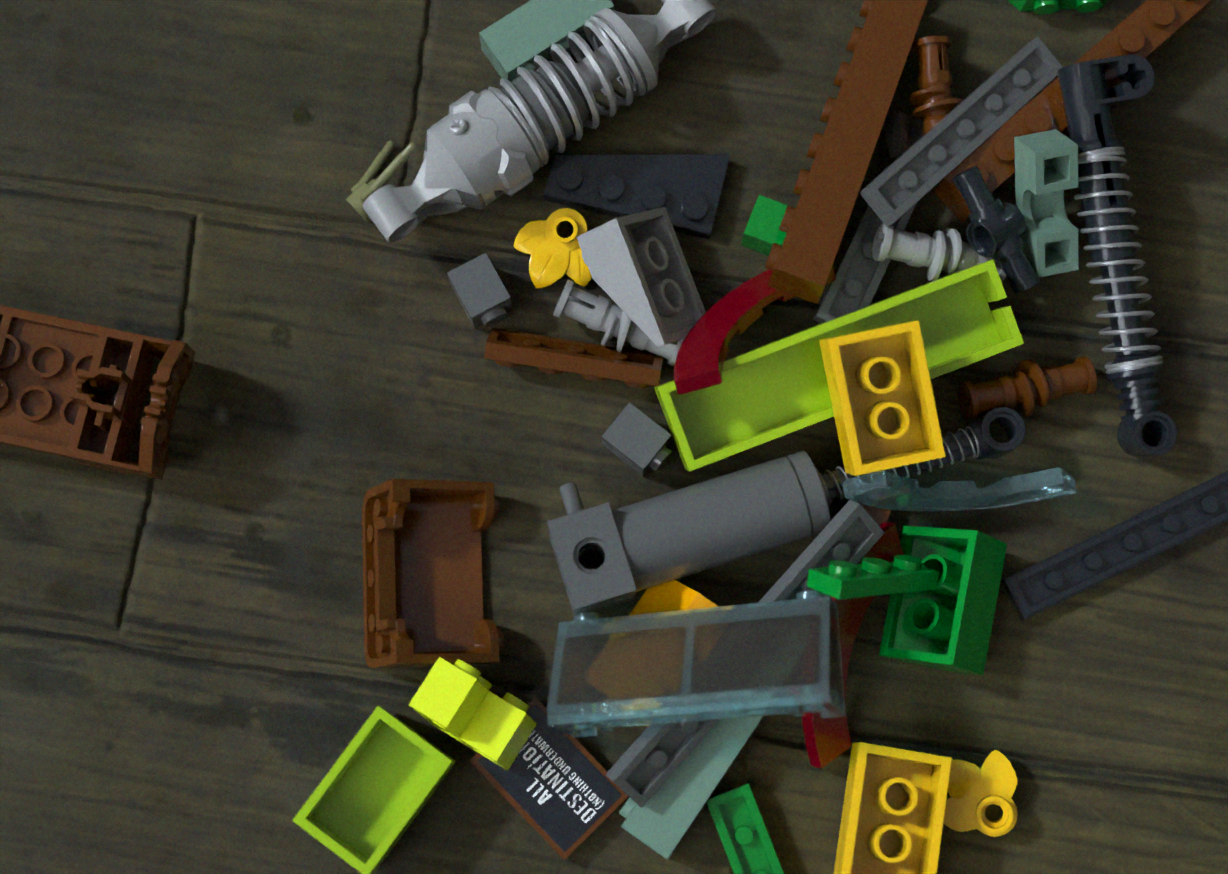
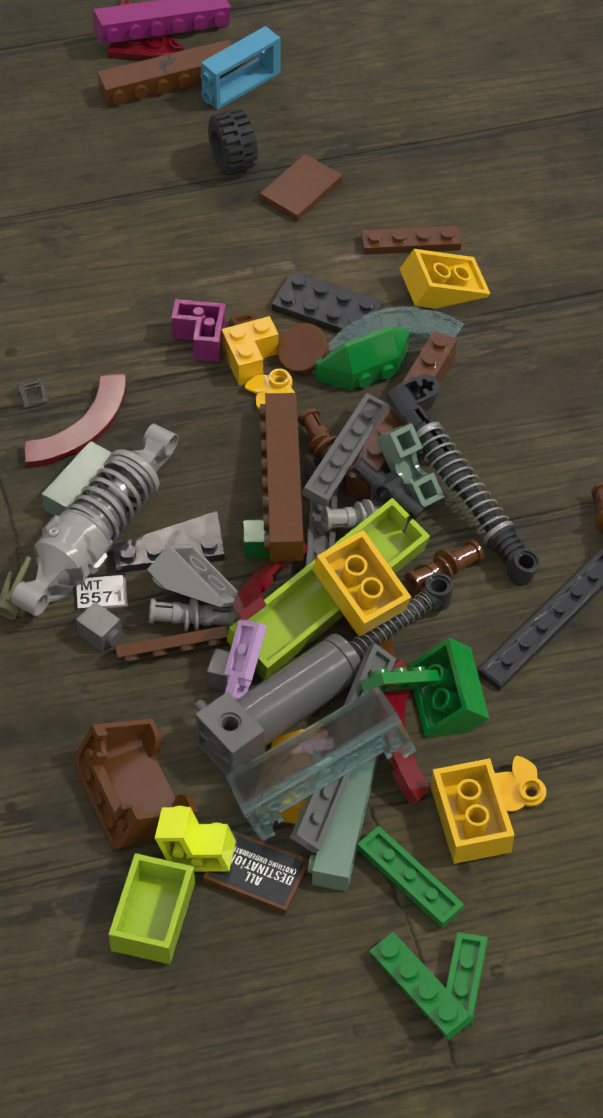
camera: 20 degrees left, 25 degrees down
(501, 221) = (104, 589): none -> white sticker
(550, 252) = (135, 595): yellow plate -> none
(657, 447) = (243, 657): none -> lavender hinge
(904, 494) = (398, 639): clear light blue tile -> none

